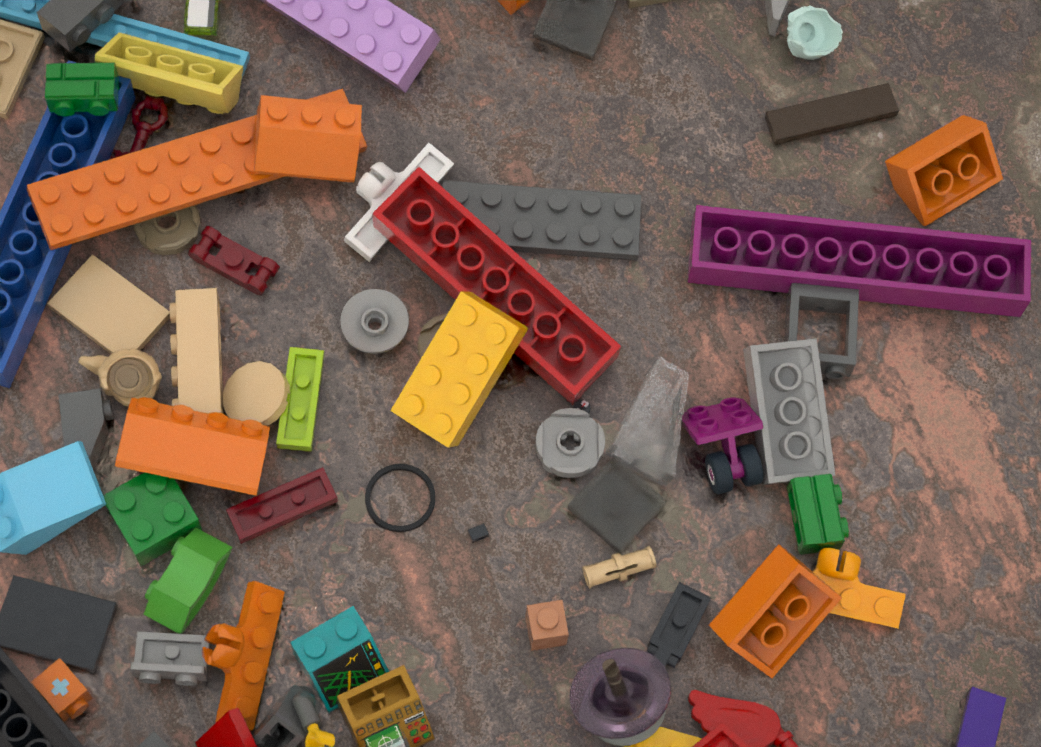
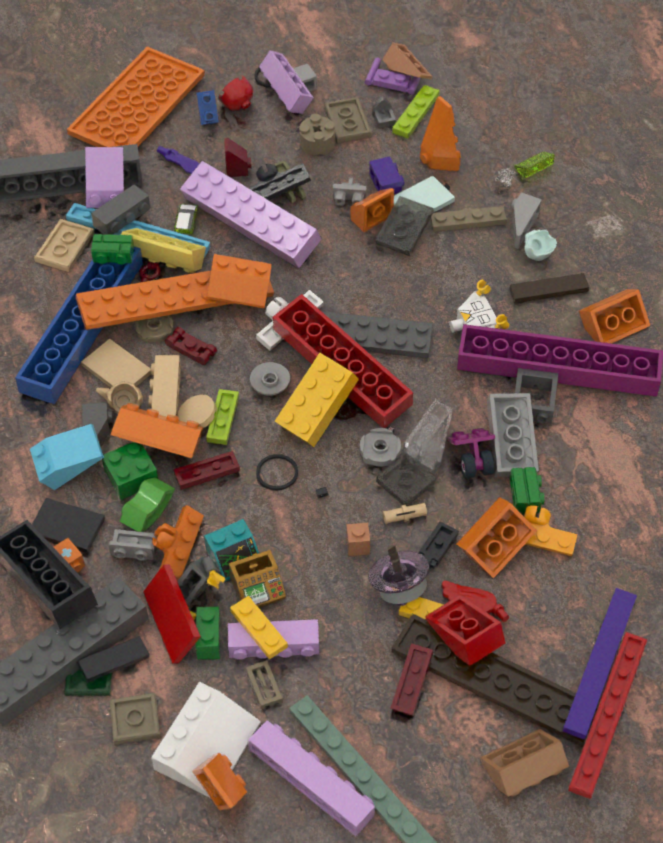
camera: 10 degrees right, 15 degrees down
(715, 178) = (478, 312): none -> white torso

